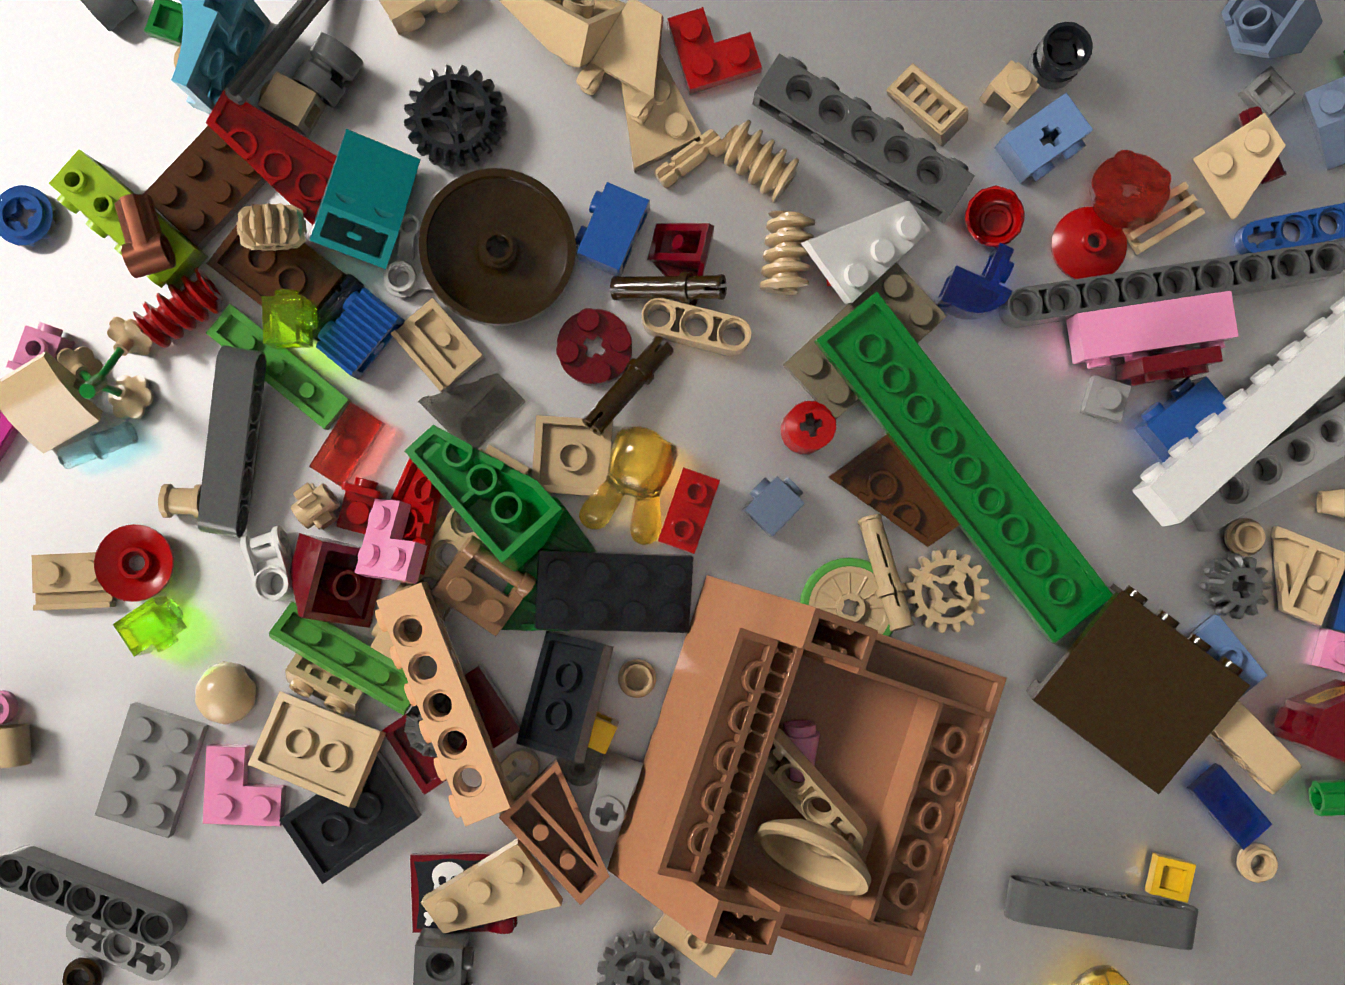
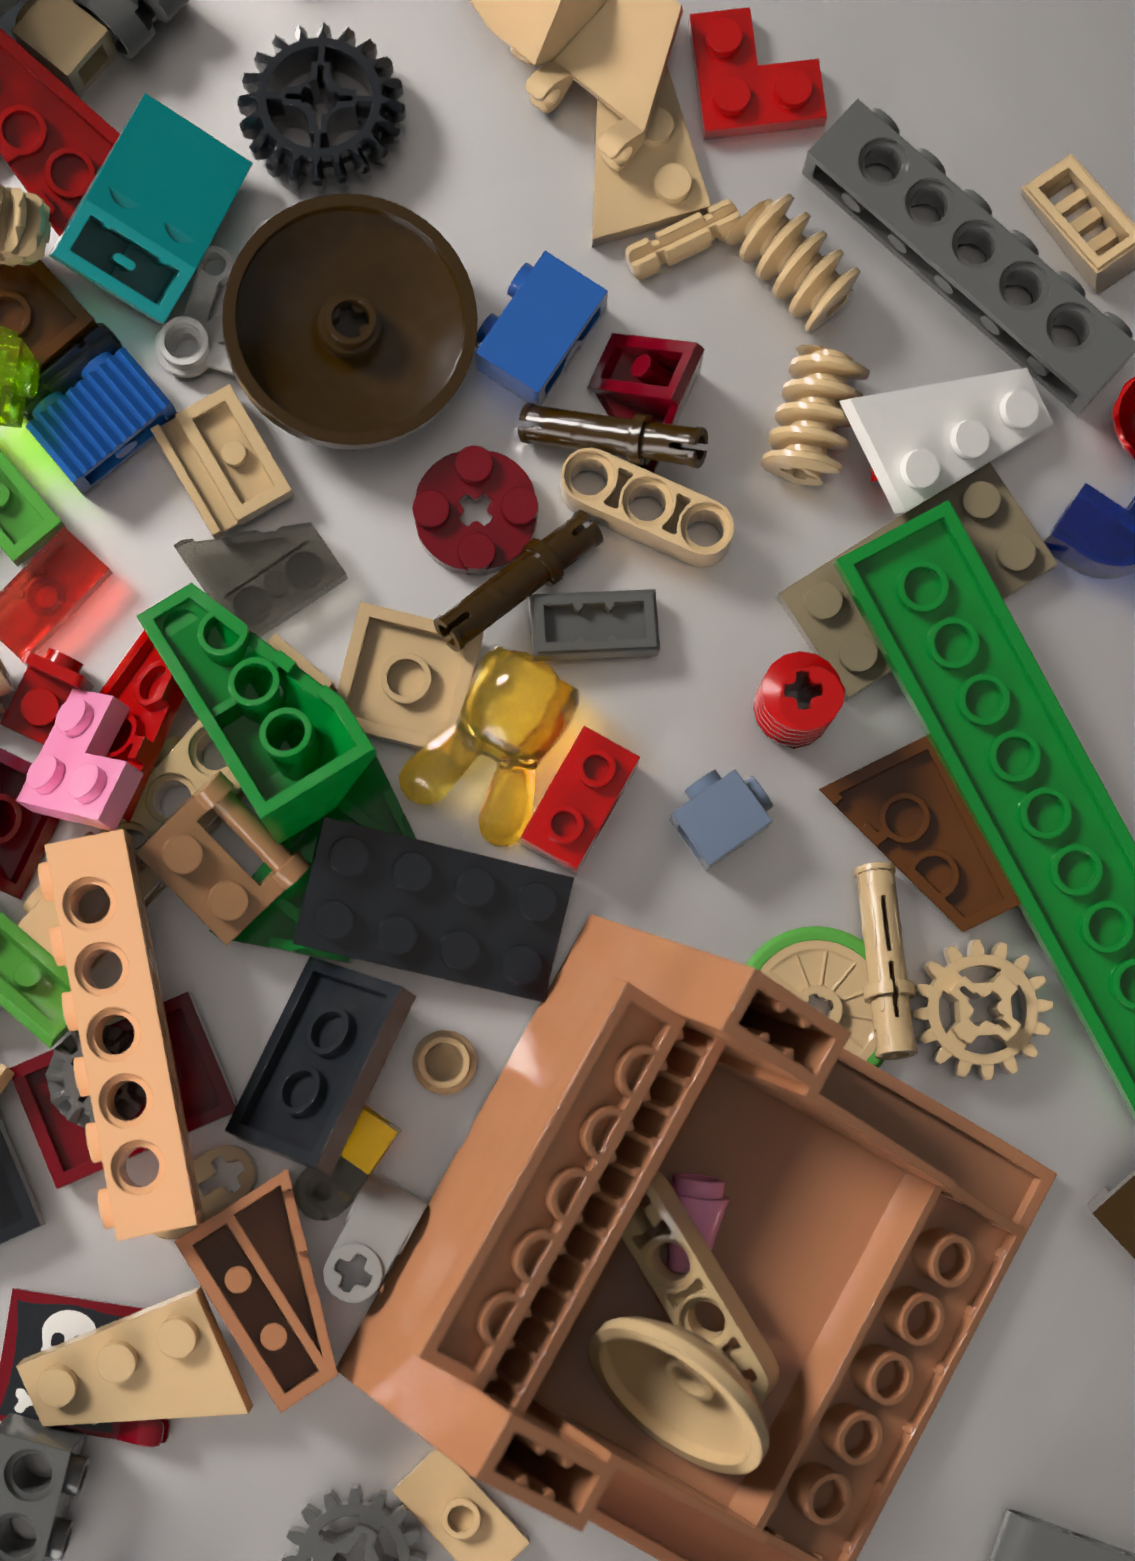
camera: 10 degrees right, 5 degrees down
(677, 403) = (593, 625): none -> dark grey plate

